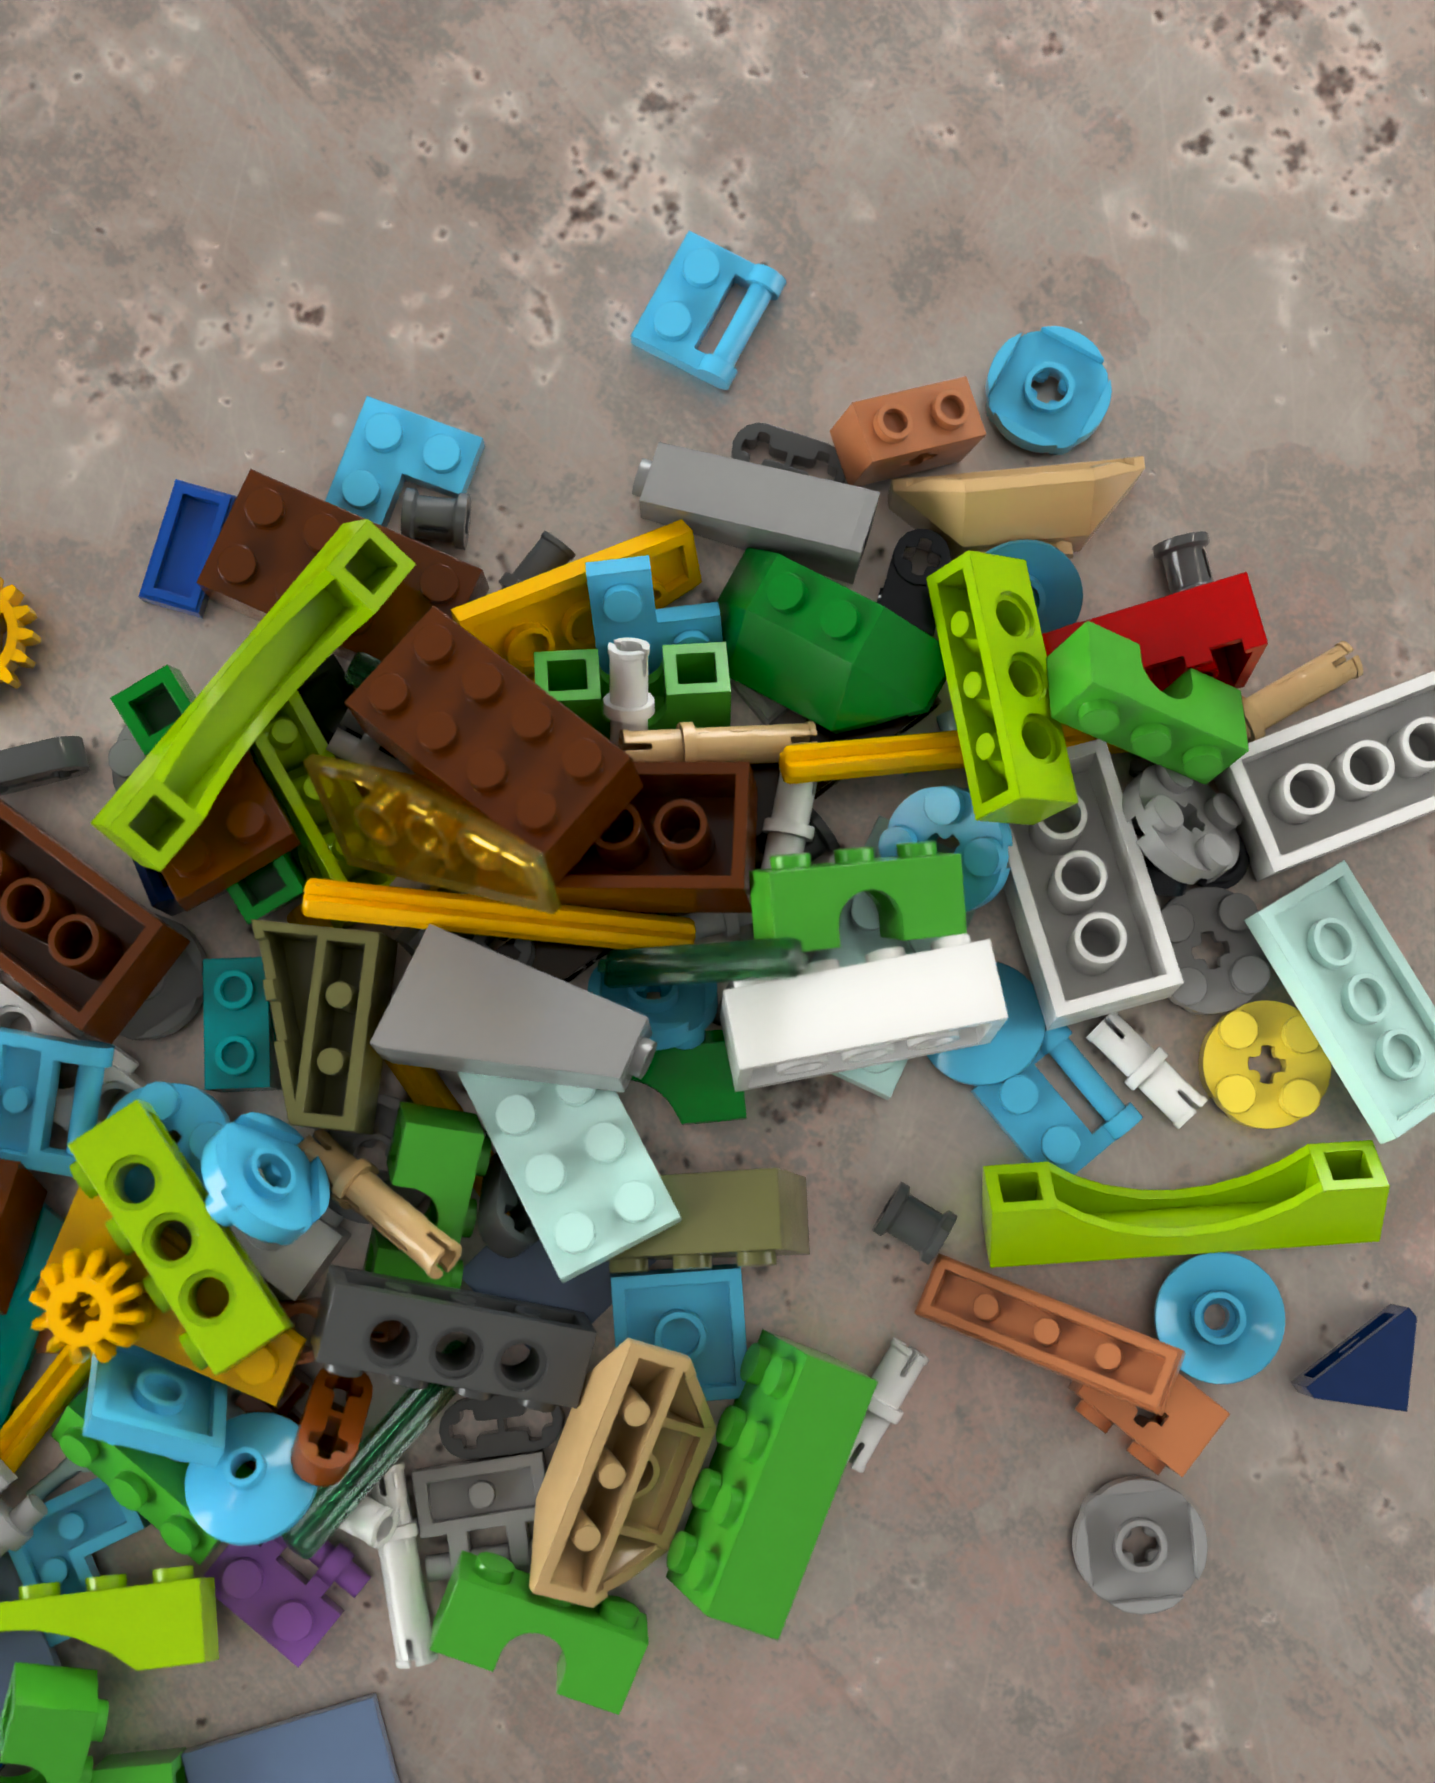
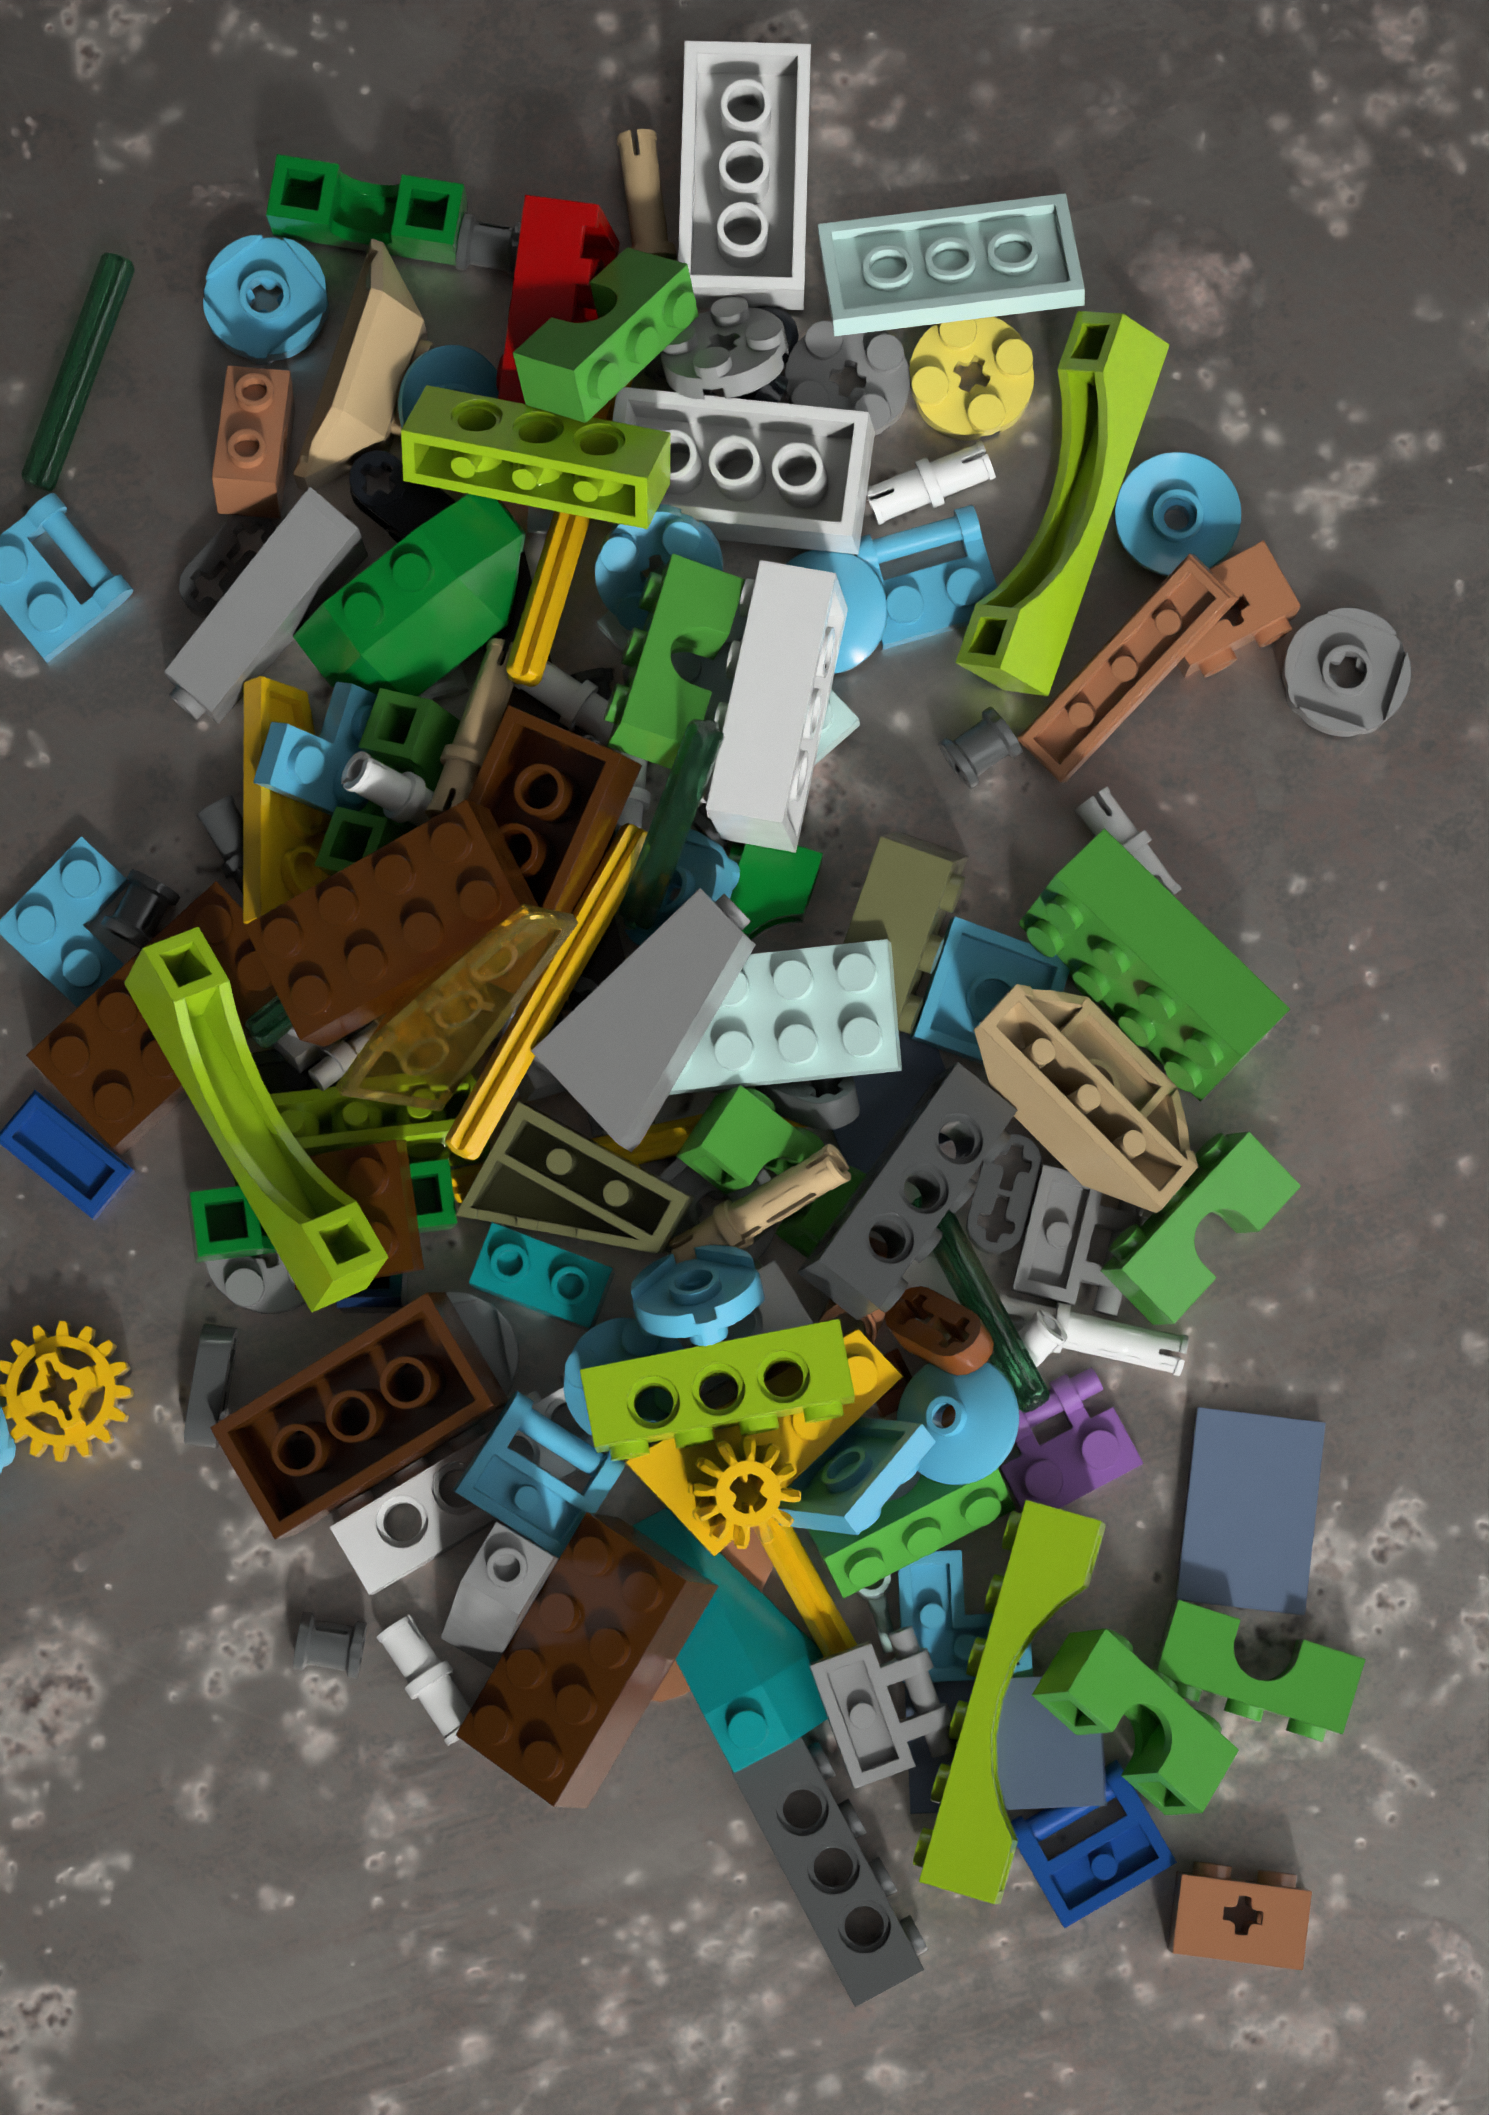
camera: 65 degrees left, 0 degrees up
(907, 255) = (78, 371): none -> clear green axle
(1156, 406) = (327, 207): none -> green arch
(1369, 1365) = (1274, 402): dark blue slope -> none

